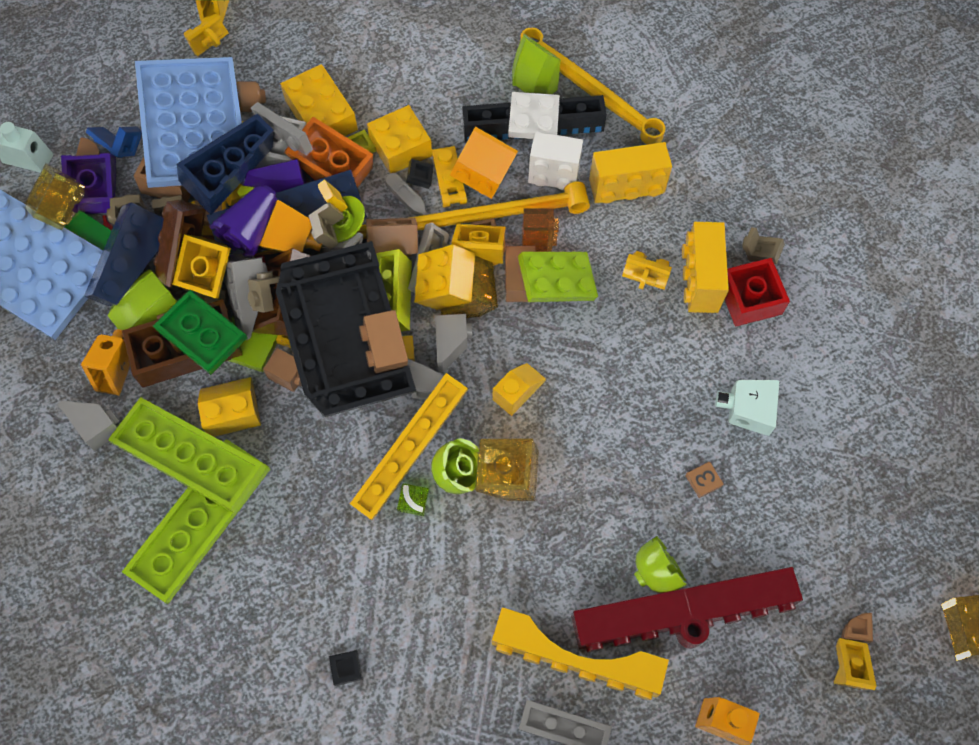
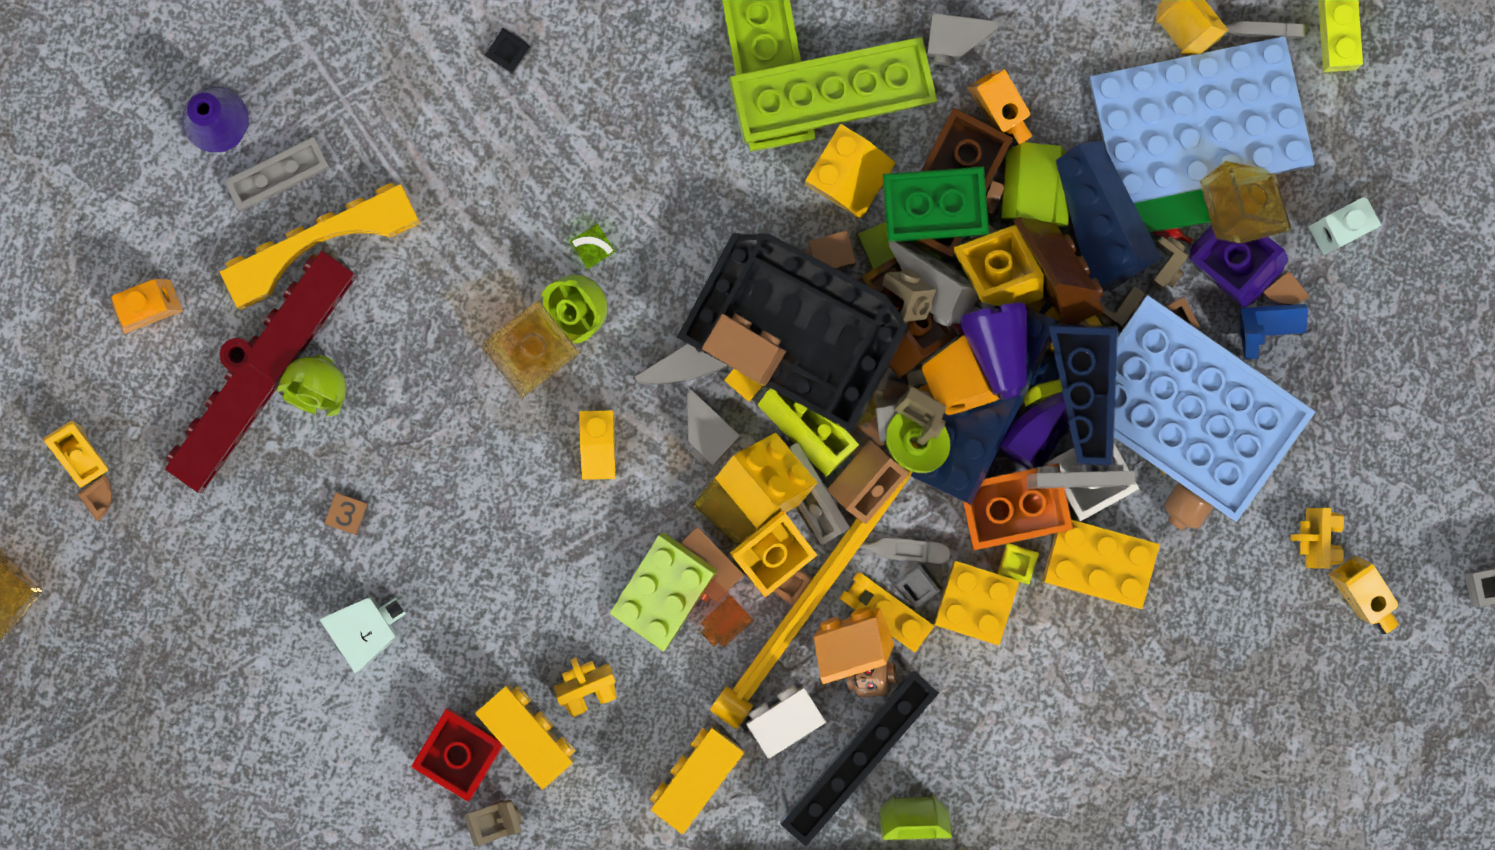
camera: 135 degrees right, 20 degrees up
(332, 195) = (946, 450): yellow tile -> none
(409, 446) = (638, 287): yellow plate -> none
(533, 114) = (850, 747): white plate -> none

